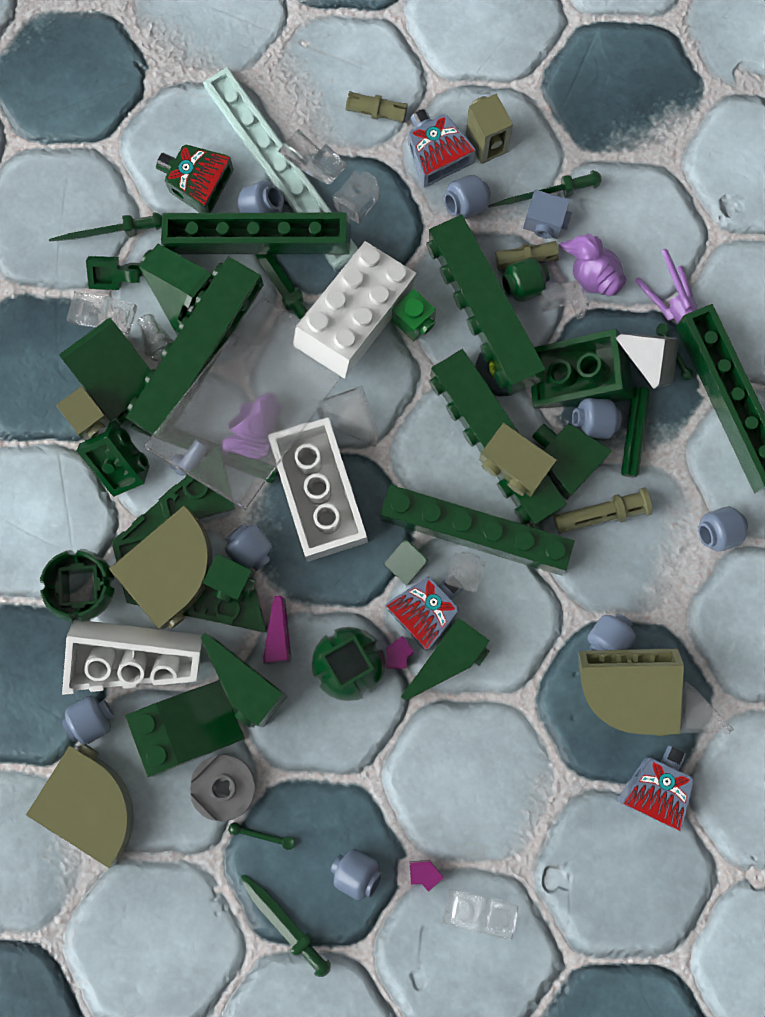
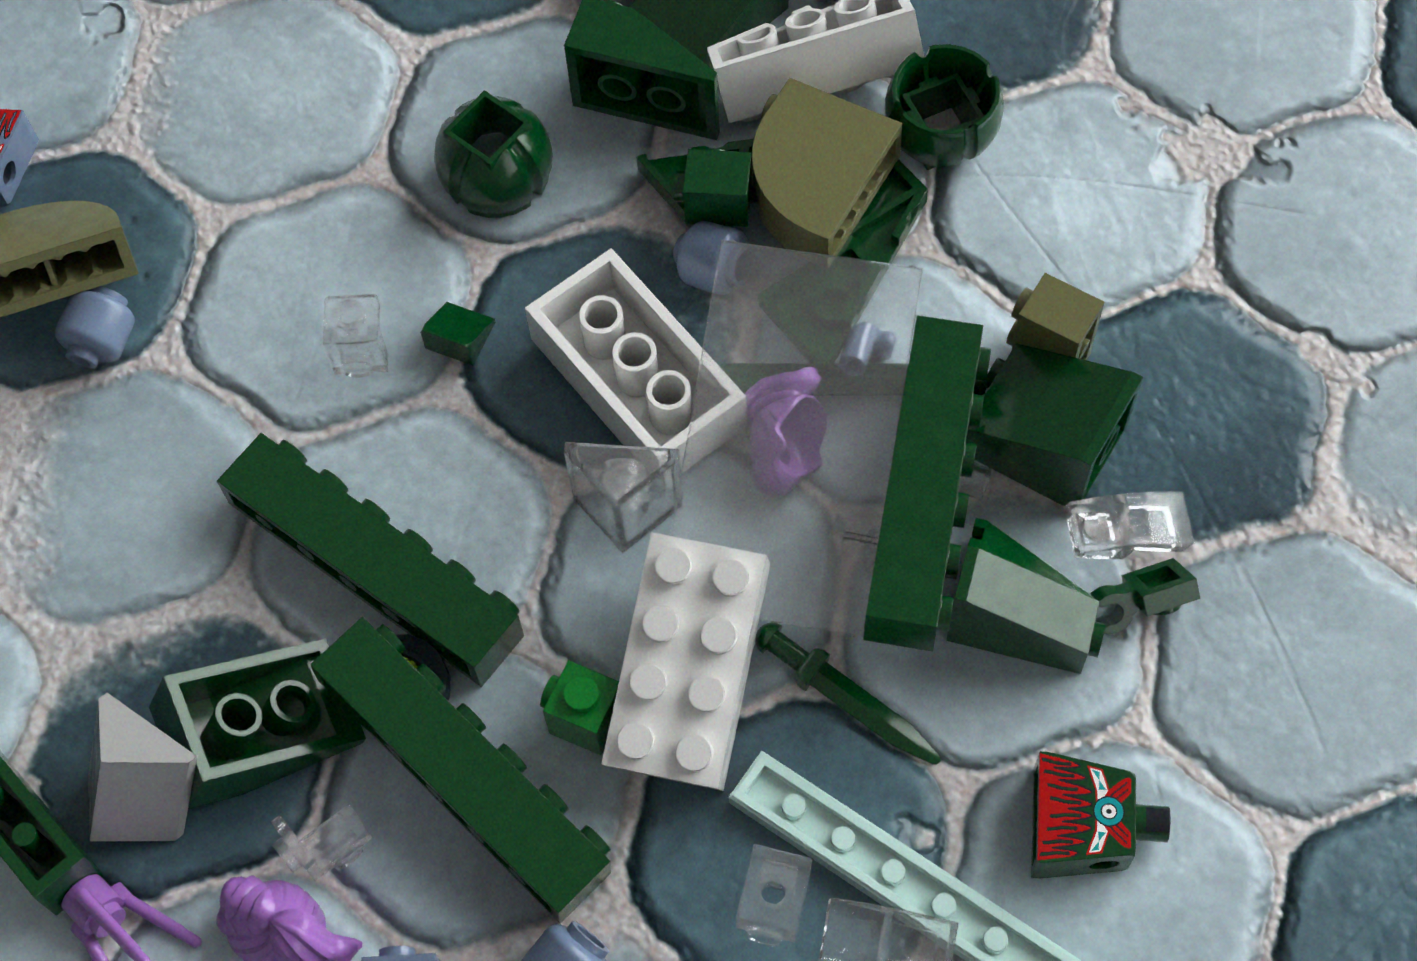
camera: 160 degrees right, 15 degrees down
(115, 459) = (979, 294): dark green bracket -> none
(129, 225) = (1163, 691): dark green sword -> none
(153, 336) = (1018, 514): clear cone -> none
(256, 233) = (919, 734): dark green brick -> none
(261, 198) = (943, 806): sand blue head -> none
(277, 641) = (612, 155): magenta slope -> none
(397, 654) = (424, 203): magenta piece -> none
(425, 610) = (405, 264): torso -> none
(453, 655) = (343, 213): dark green slope -> none
(477, 530) = (358, 402): dark green brick -> none
(516, 460) = (315, 499): olive brick -> none
(525, 279) = (403, 847): dark green head -> none
(541, 252) = (416, 904): olive pin -> none
(575, 456) = (235, 571): dark green torso -> none
(597, 418) = (203, 638): sand blue head -> none
(618, 508) = (133, 523): olive pin -> none
(635, 432) = (132, 648): dark green axle -> none
(687, 374) = (126, 862): dark green hinge -> none

